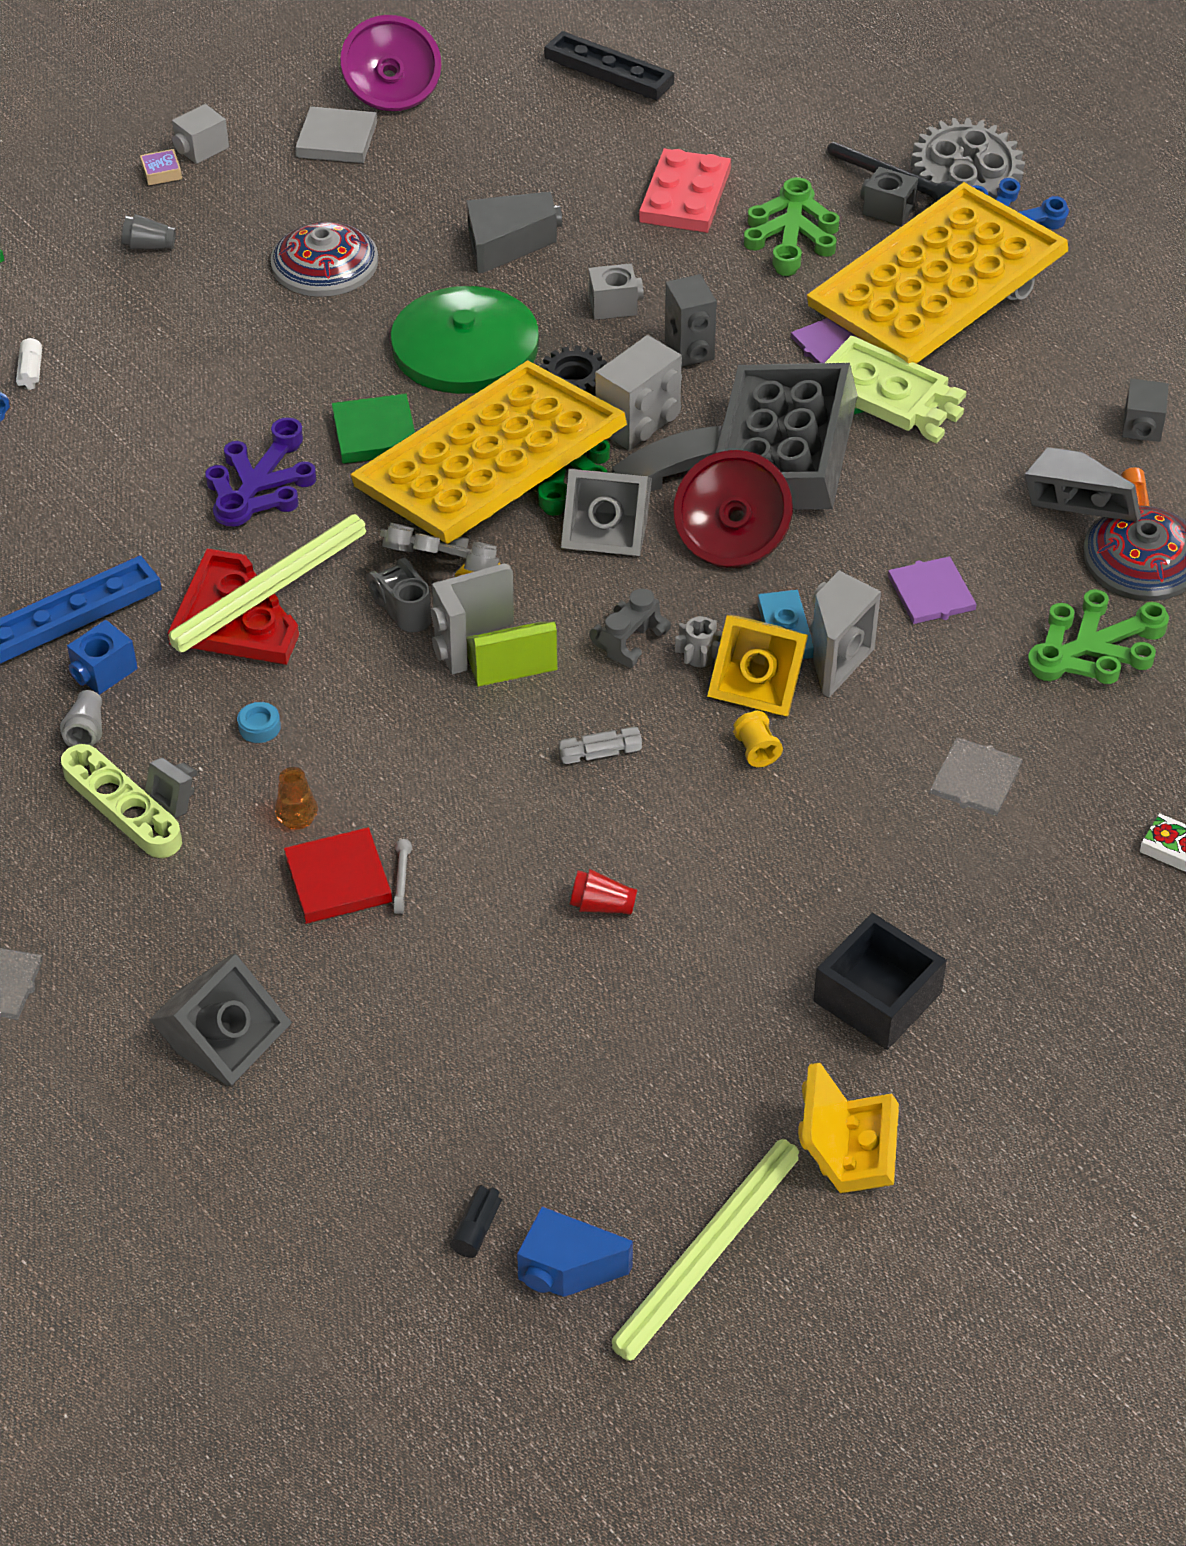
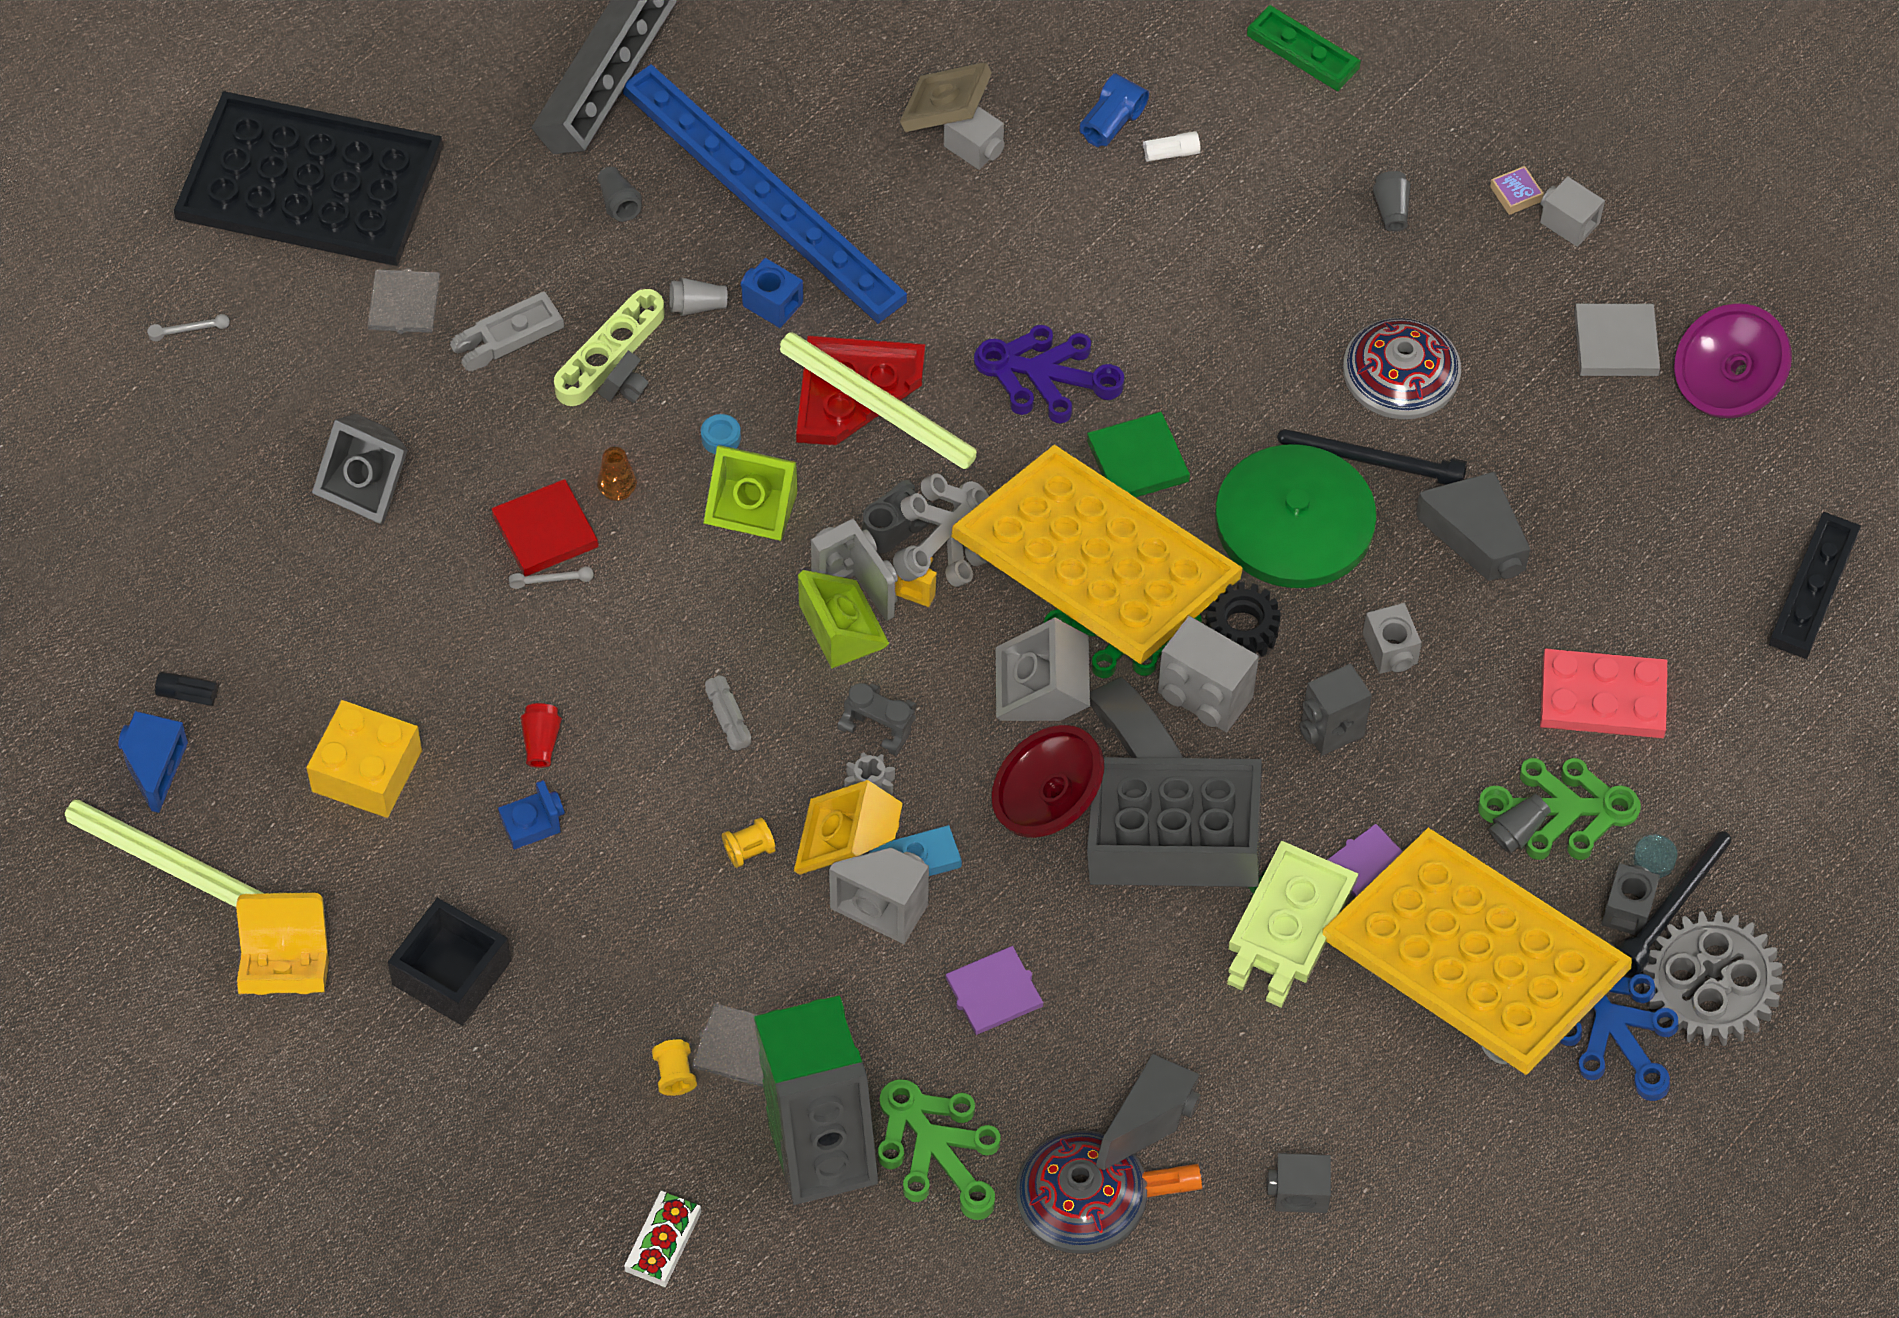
camera: 80 degrees right, 10 degrees up
(72, 879) = (507, 331): none -> light grey hinge
(347, 695) = (751, 492): none -> lime slope
(448, 240) = (1445, 472): none -> black piece
(610, 1045) = (364, 758): none -> yellow brick
(698, 910) = (532, 817): none -> blue bracket
(815, 246) = (1519, 823): none -> dark grey cone
(844, 185) = (1656, 854): none -> clear light blue tile
(1007, 818) = (674, 1067): none -> yellow bush
(1093, 666) = (816, 1100): none -> piece

